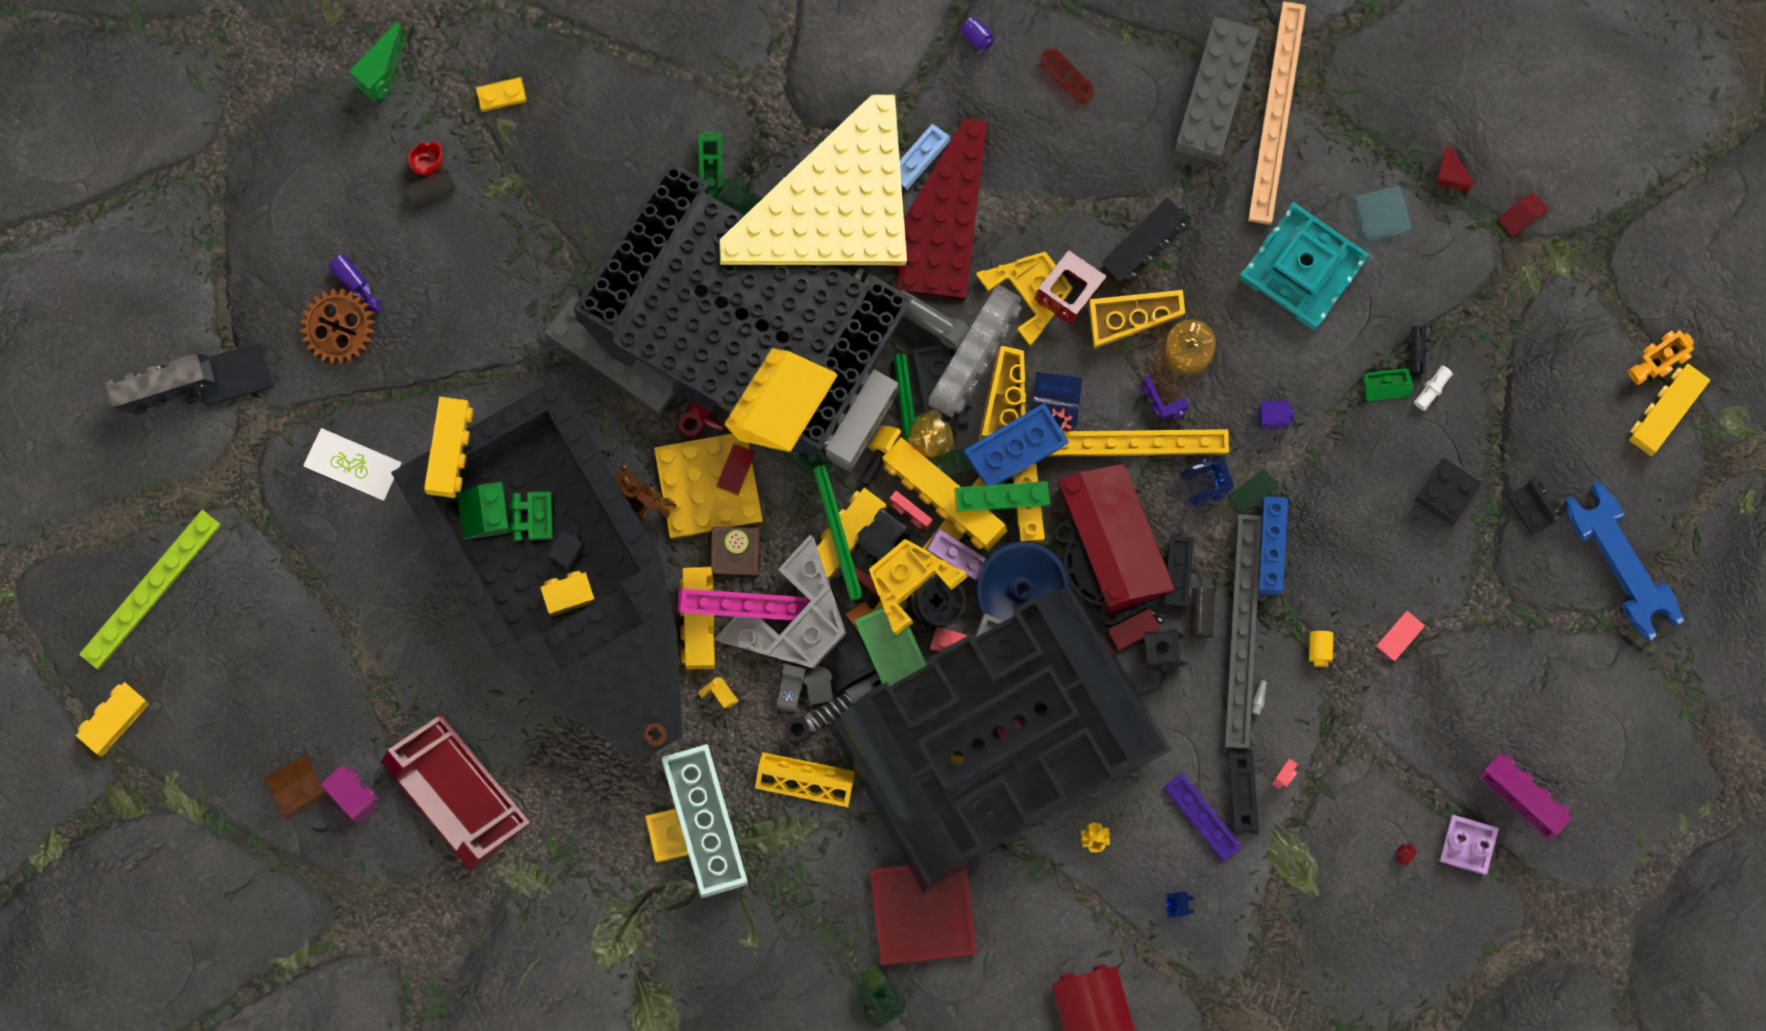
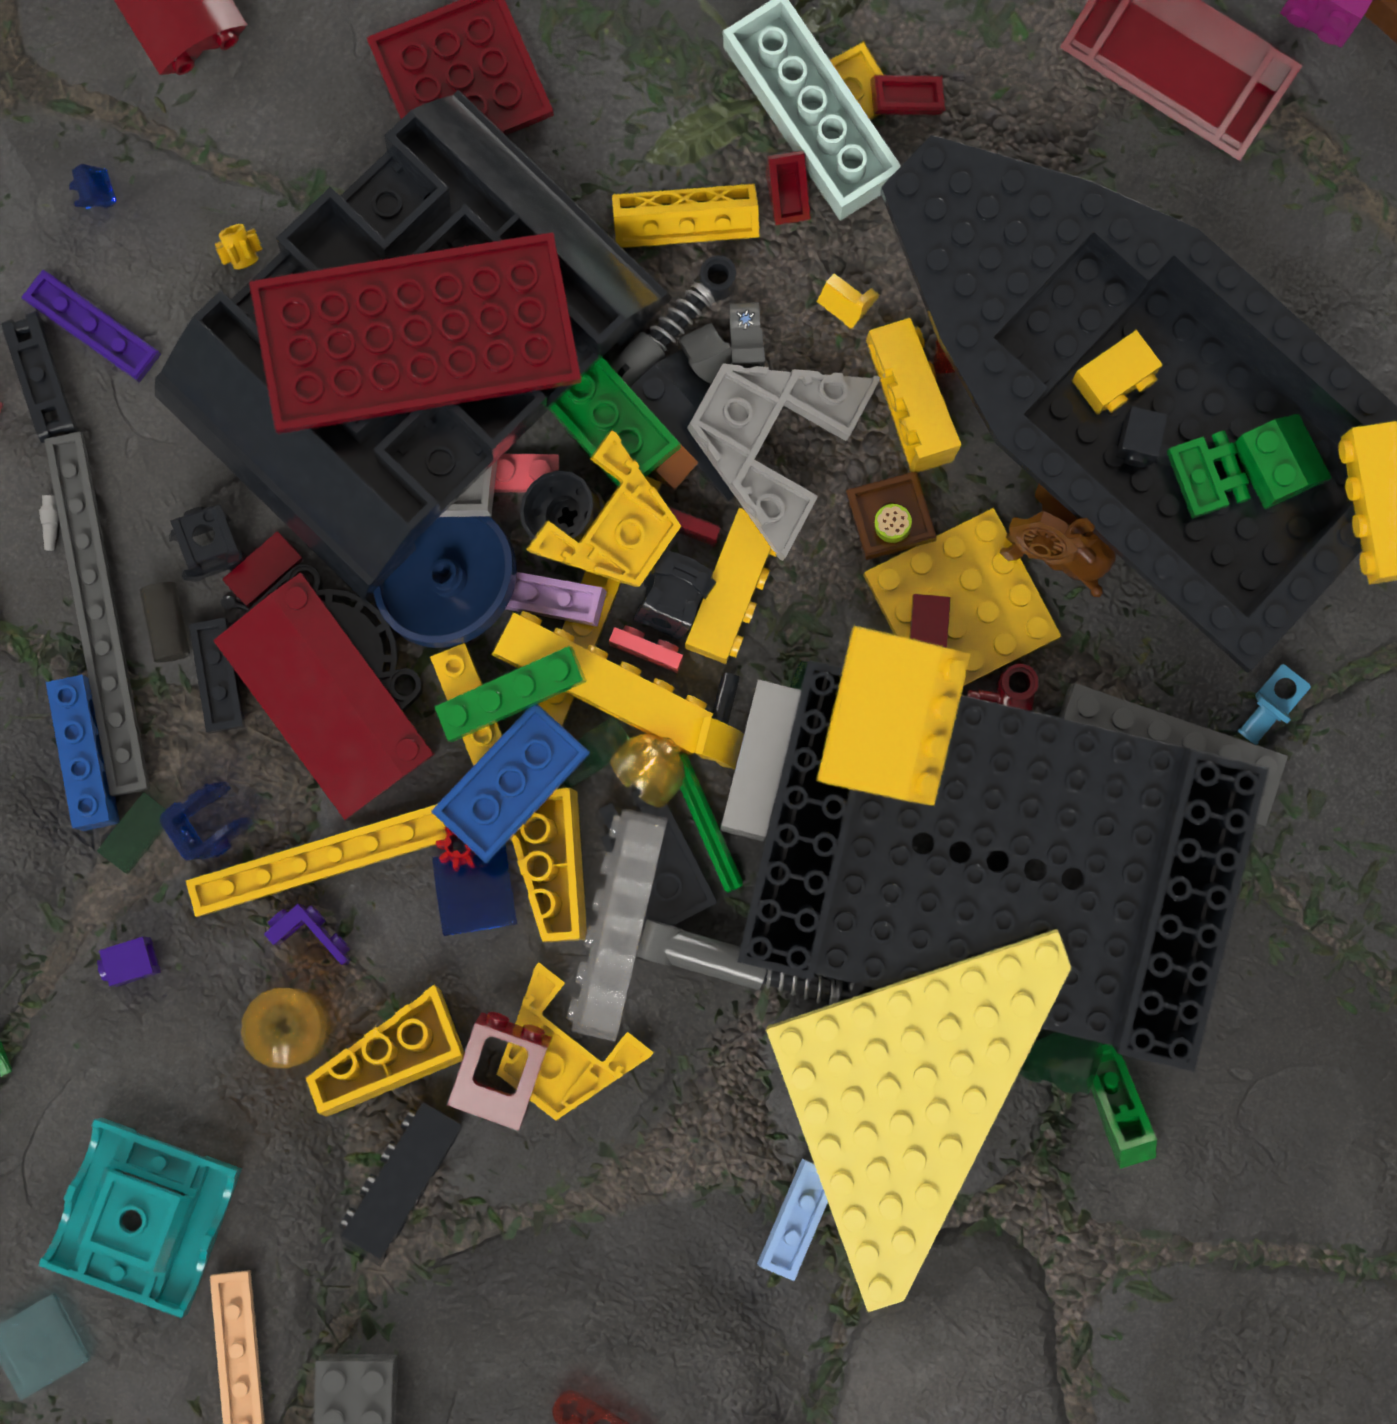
camera: 160 degrees right, 5 degrees up
(540, 369) = (1271, 706): none -> dark azure bracket
(639, 816) = (907, 95): none -> dark red tile
(649, 739) = (915, 179): reddish brown bush -> none
(735, 775) = (788, 187): none -> dark red slope
(740, 604) = (858, 421): dark pink plate -> none
(837, 533) = (745, 575): green axle -> none
(943, 219) = (730, 1130): dark red wing -> none
(997, 713) = (414, 332): none -> dark red plate

